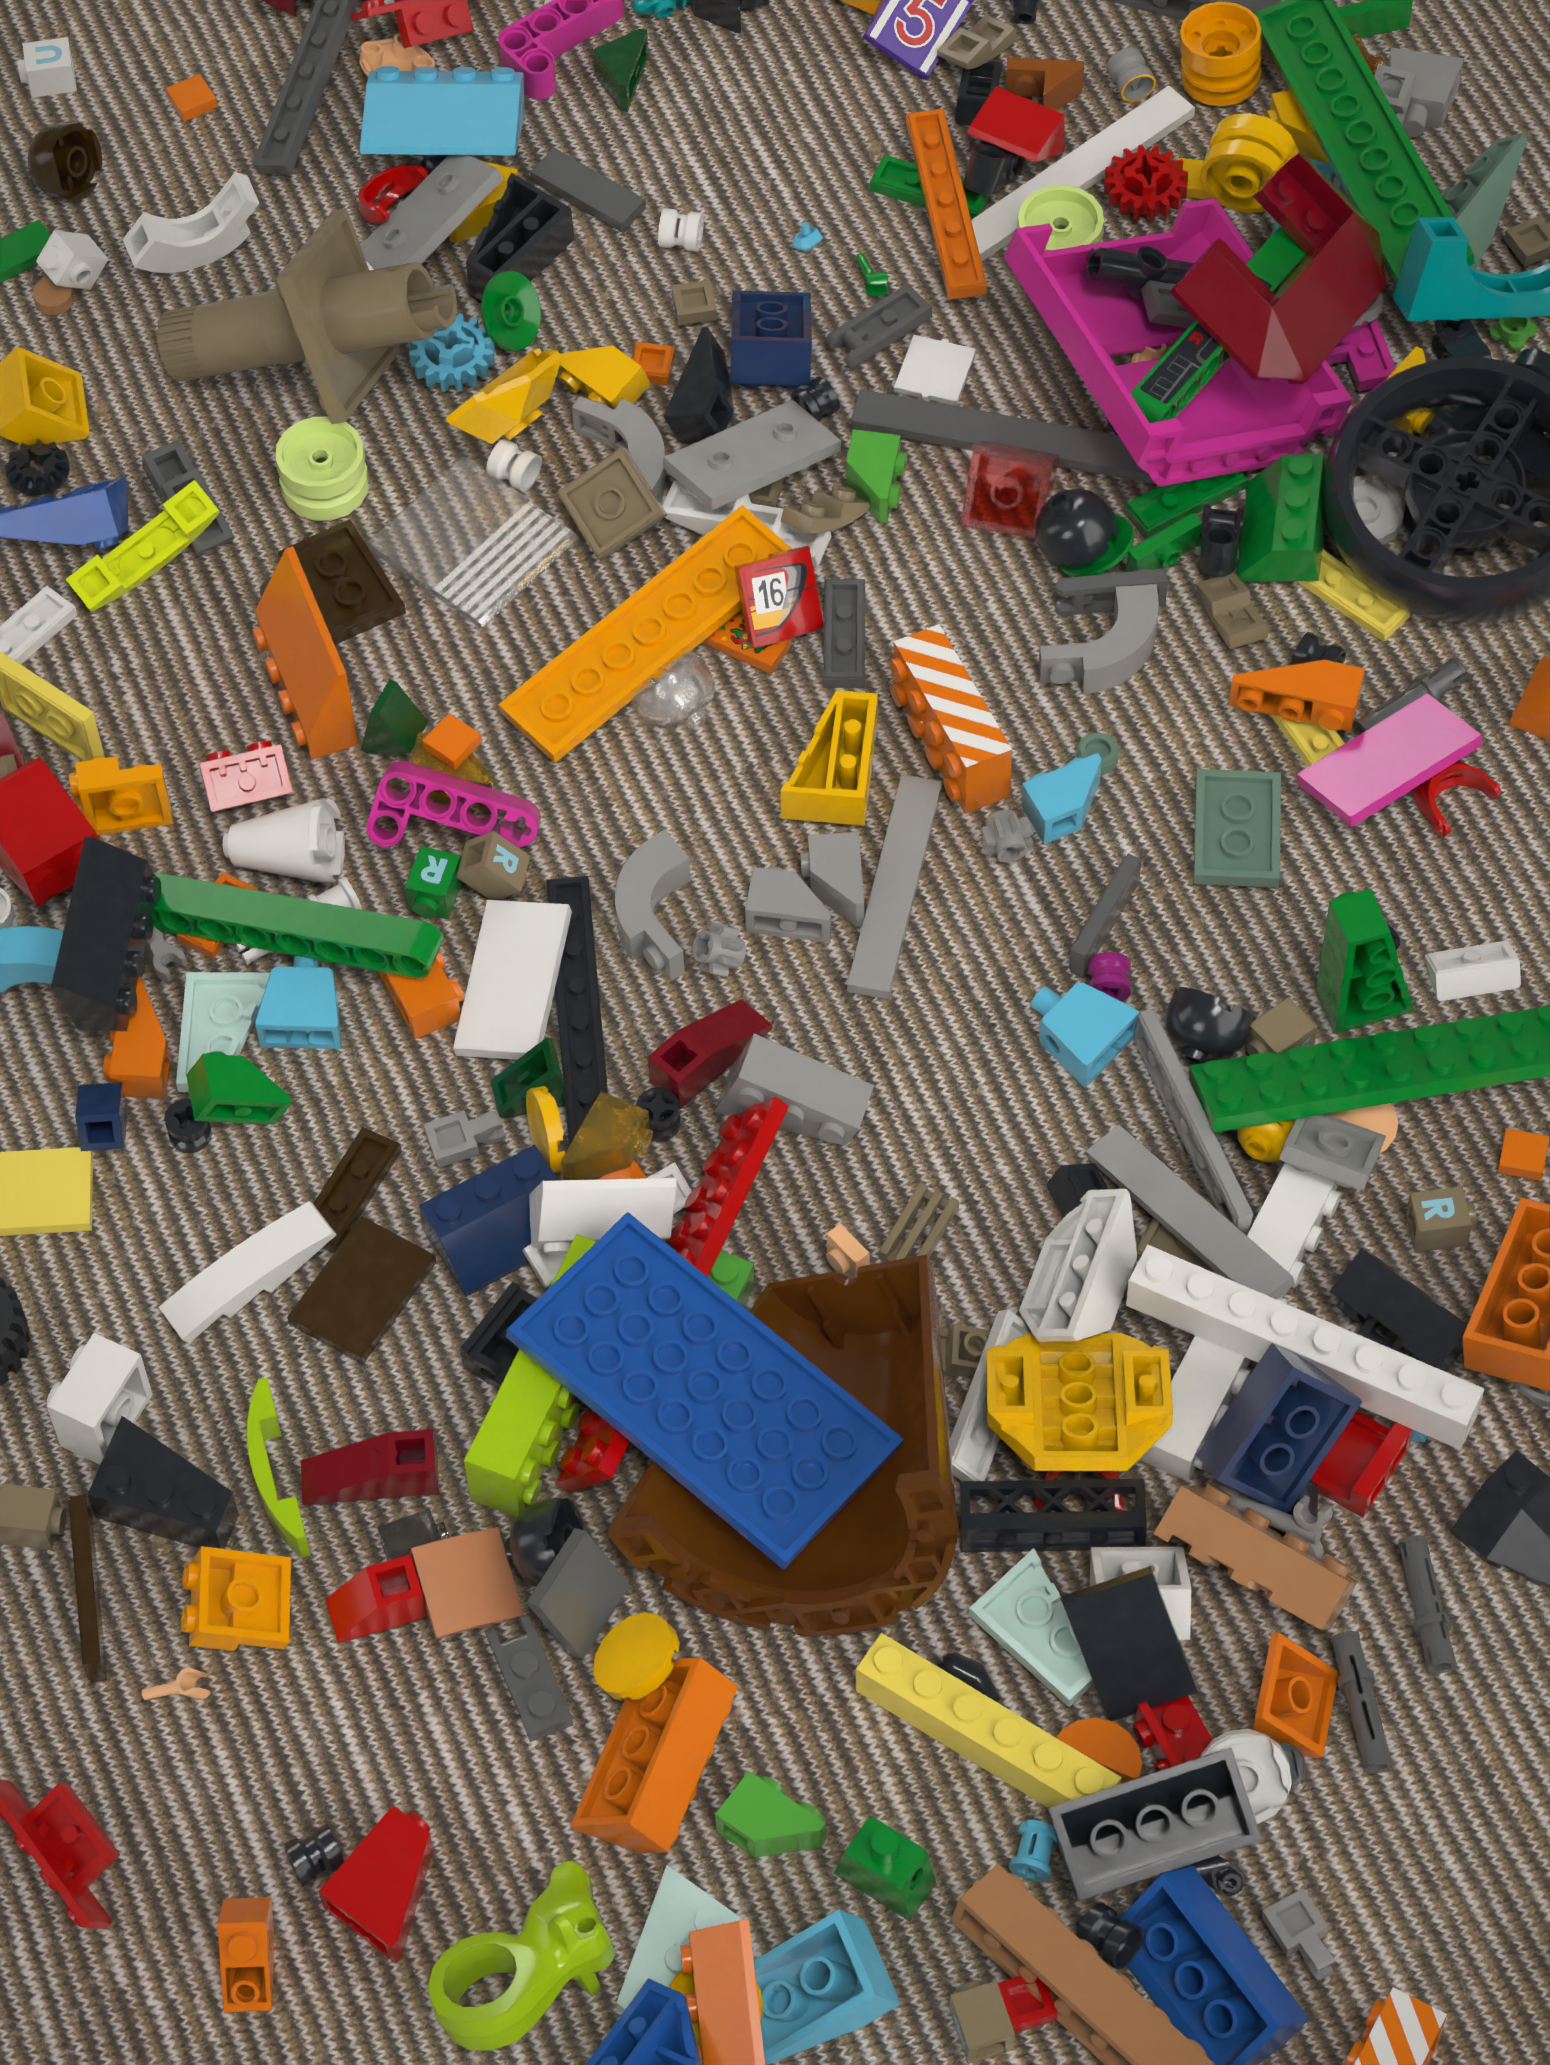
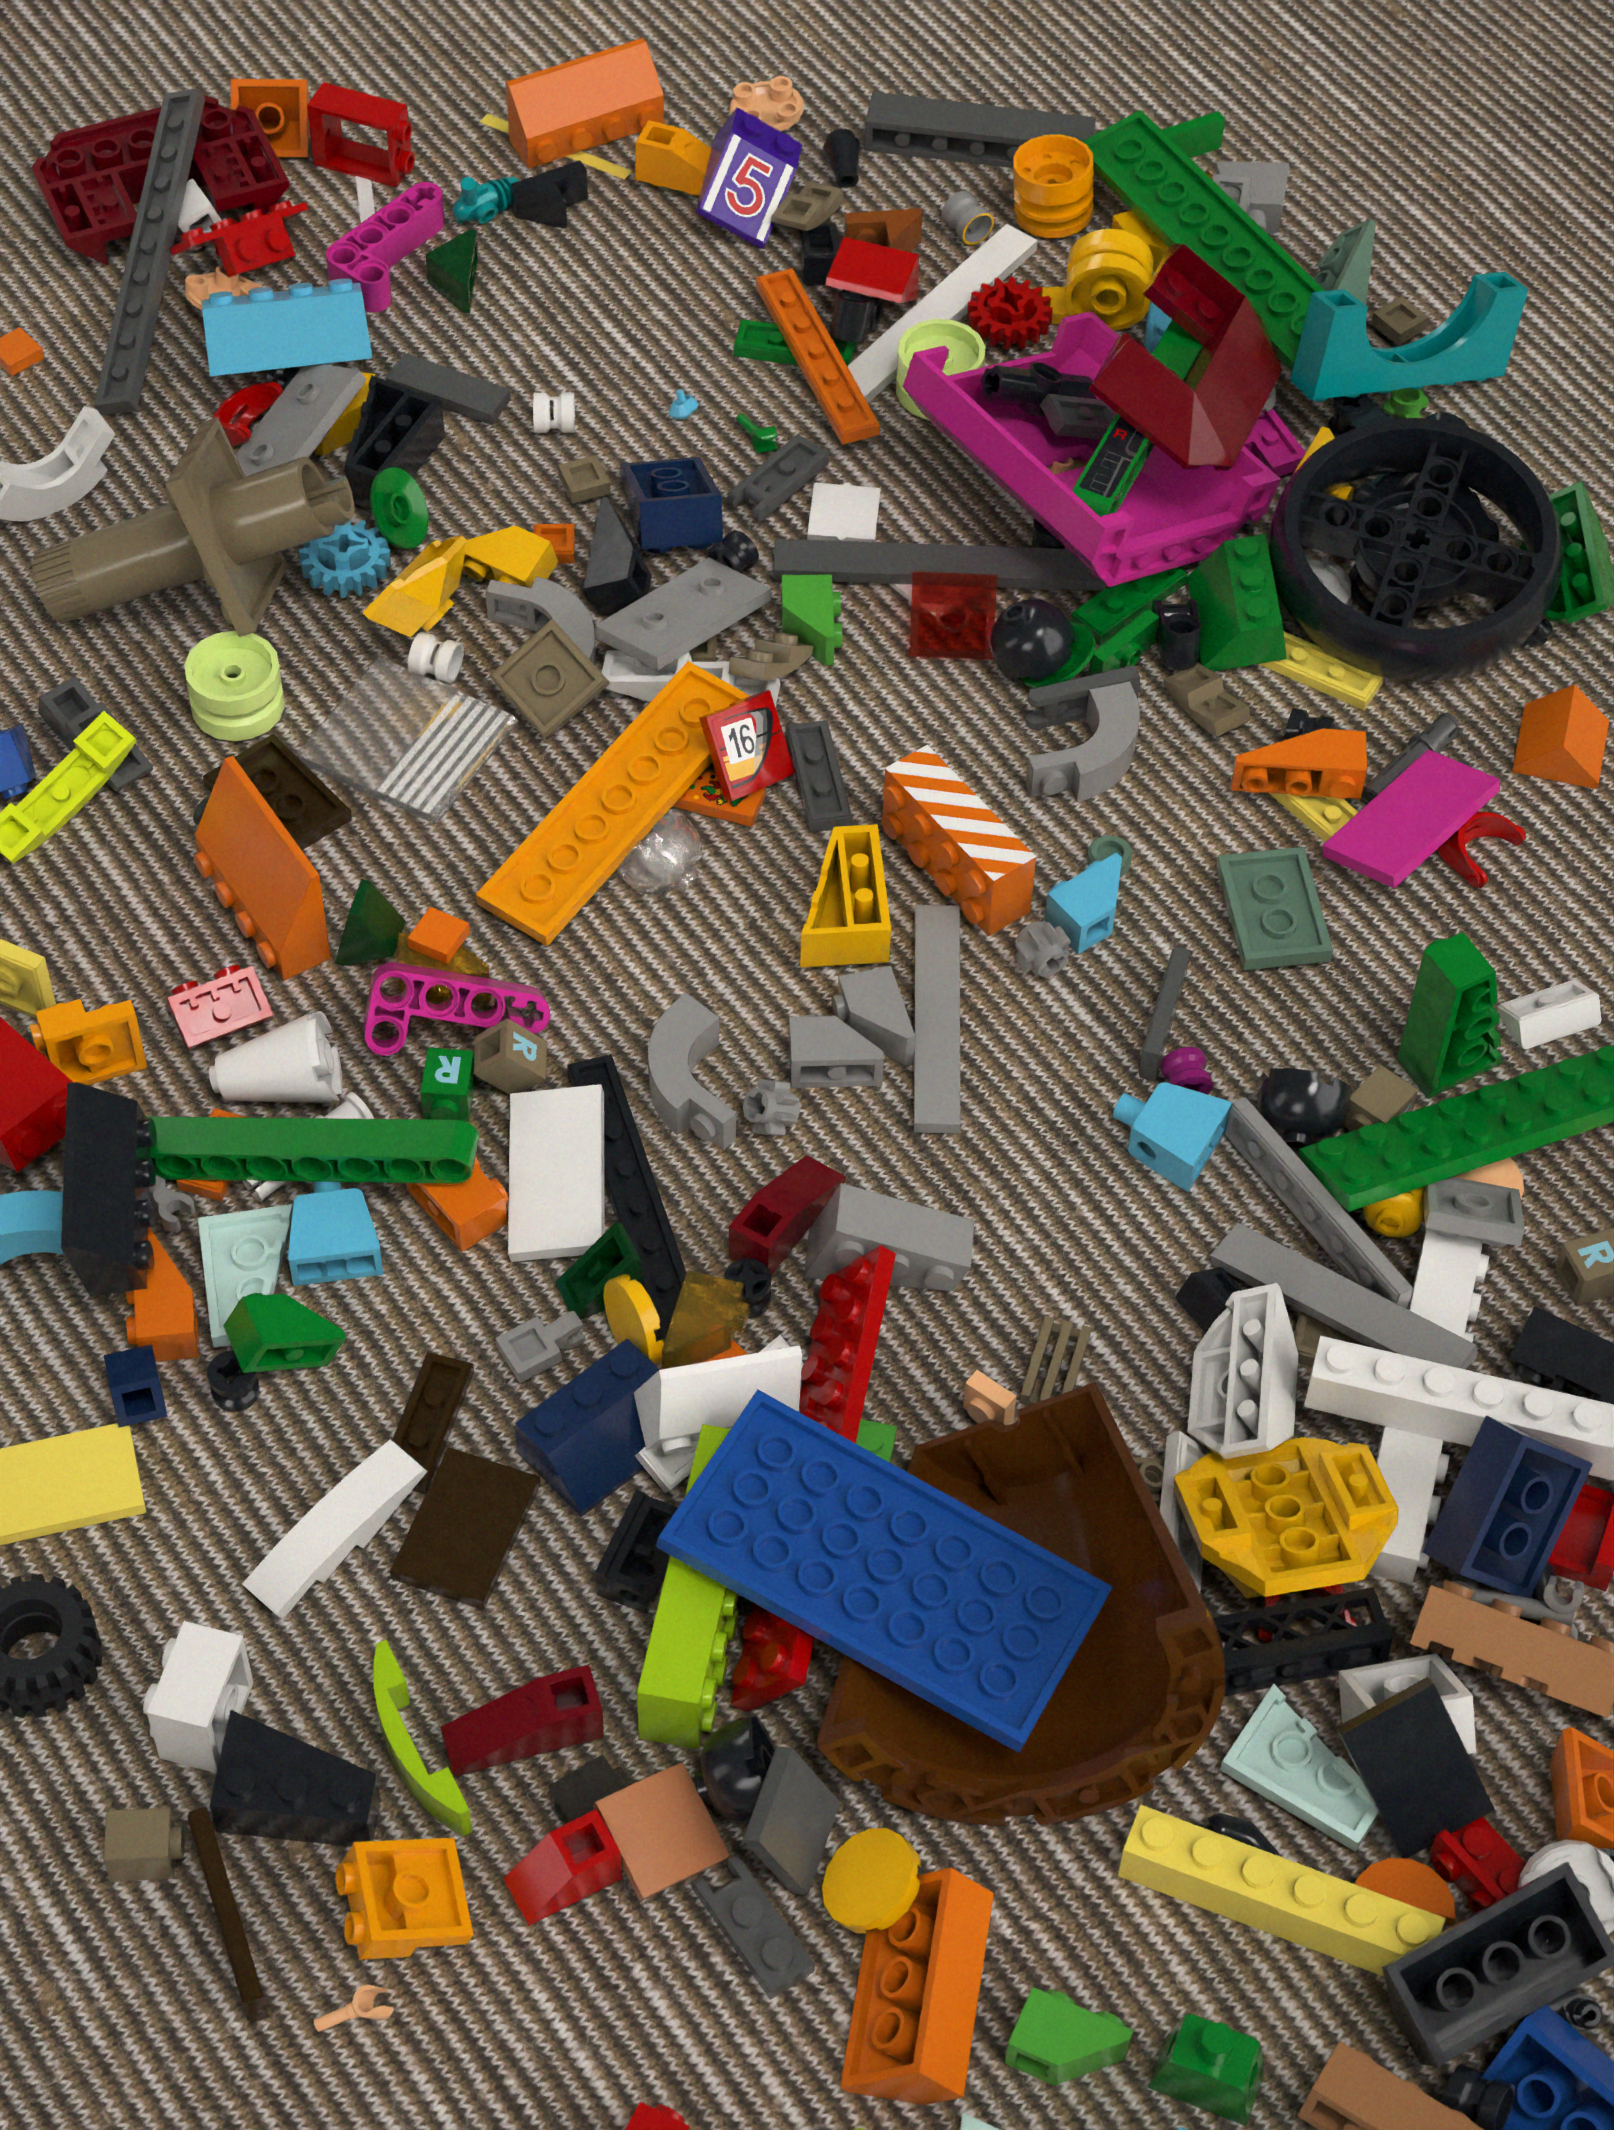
camera: 15 degrees left, 5 degrees down
(1034, 1851) = (1369, 2000): medium azure bush -> none

